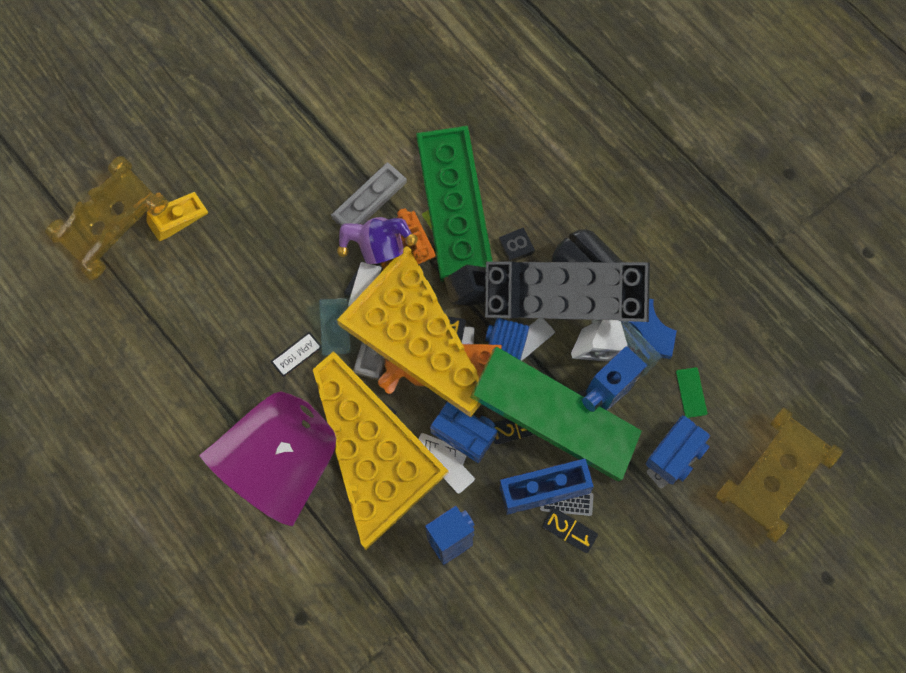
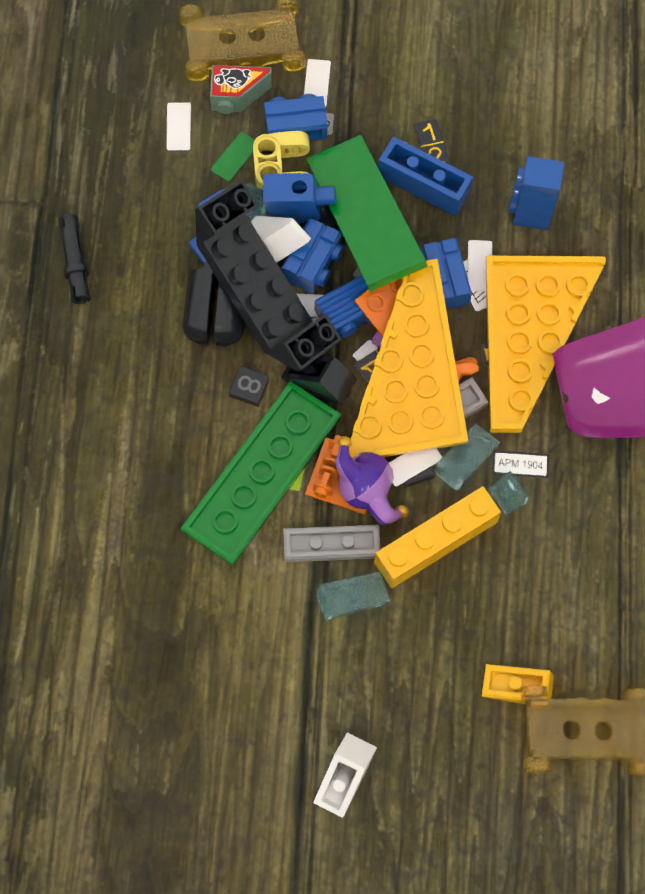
camera: 140 degrees left, 0 degrees up
(235, 79) = (344, 774): none -> white slope
(284, 326) = (509, 493): none -> clear light blue slope
(303, 252) = (437, 537): none -> yellow brick
(326, 179) = (351, 595): none -> clear light blue slope
(556, 352) = (310, 263): none -> blue brick
(654, 403) = (283, 146): none -> light yellow piece
(697, 501) = (317, 78): none -> white sticker
(704, 218) = (75, 269): none -> black pin
(743, 434) = (237, 86): none -> slope
(751, 378) = (178, 126): none -> white sticker

